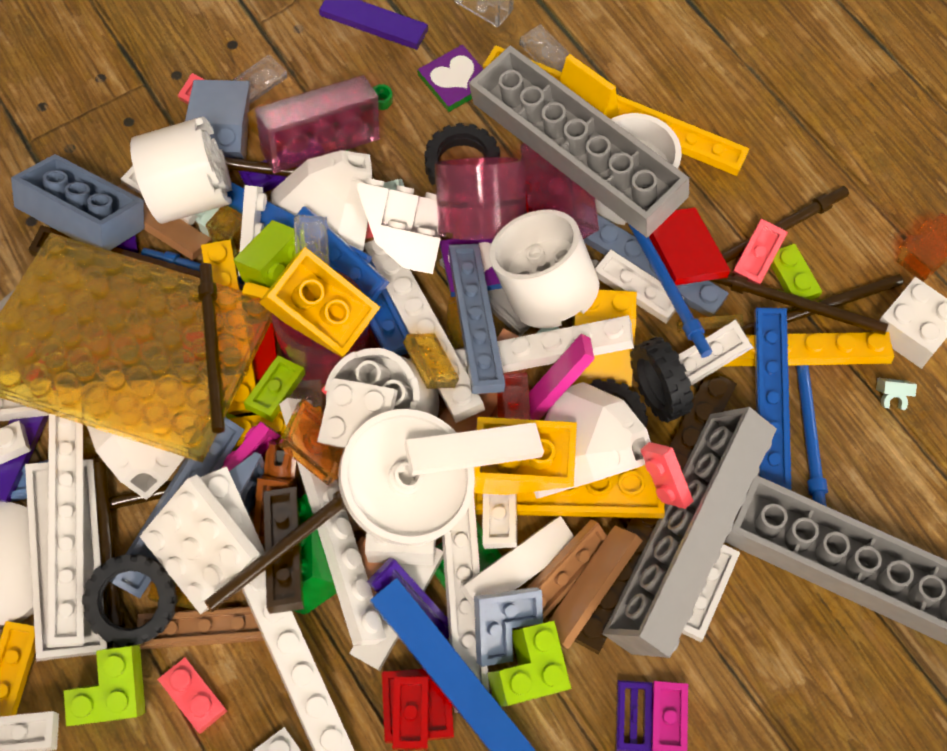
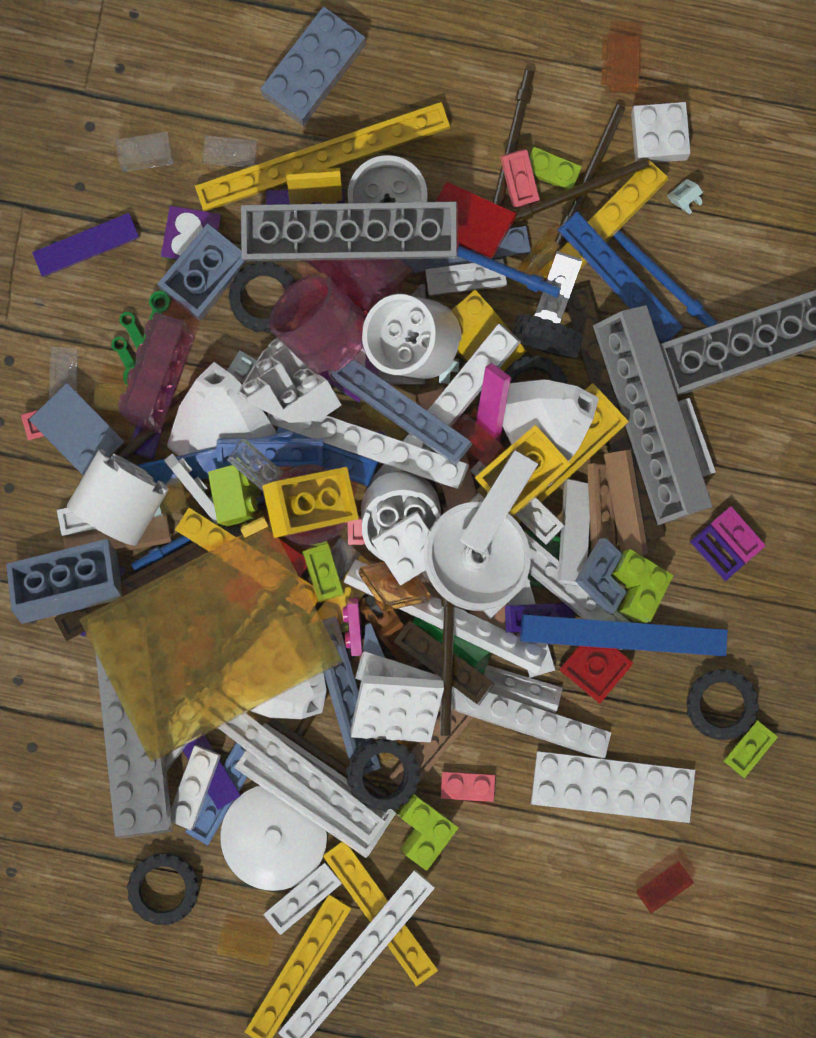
camera: 45 degrees left, 20 degrees up
(207, 295) = (230, 560): dark brown bar -> none
(330, 655) = (524, 689): none -> white plate
(410, 713) = (600, 676): red plate -> none
(431, 98) = (202, 272): none -> sand blue slope
(431, 361) = (410, 469): clear yellow plate -> none
(666, 475) = (614, 403): coral plate -> none
(672, 45) = (313, 66): none -> sand blue brick

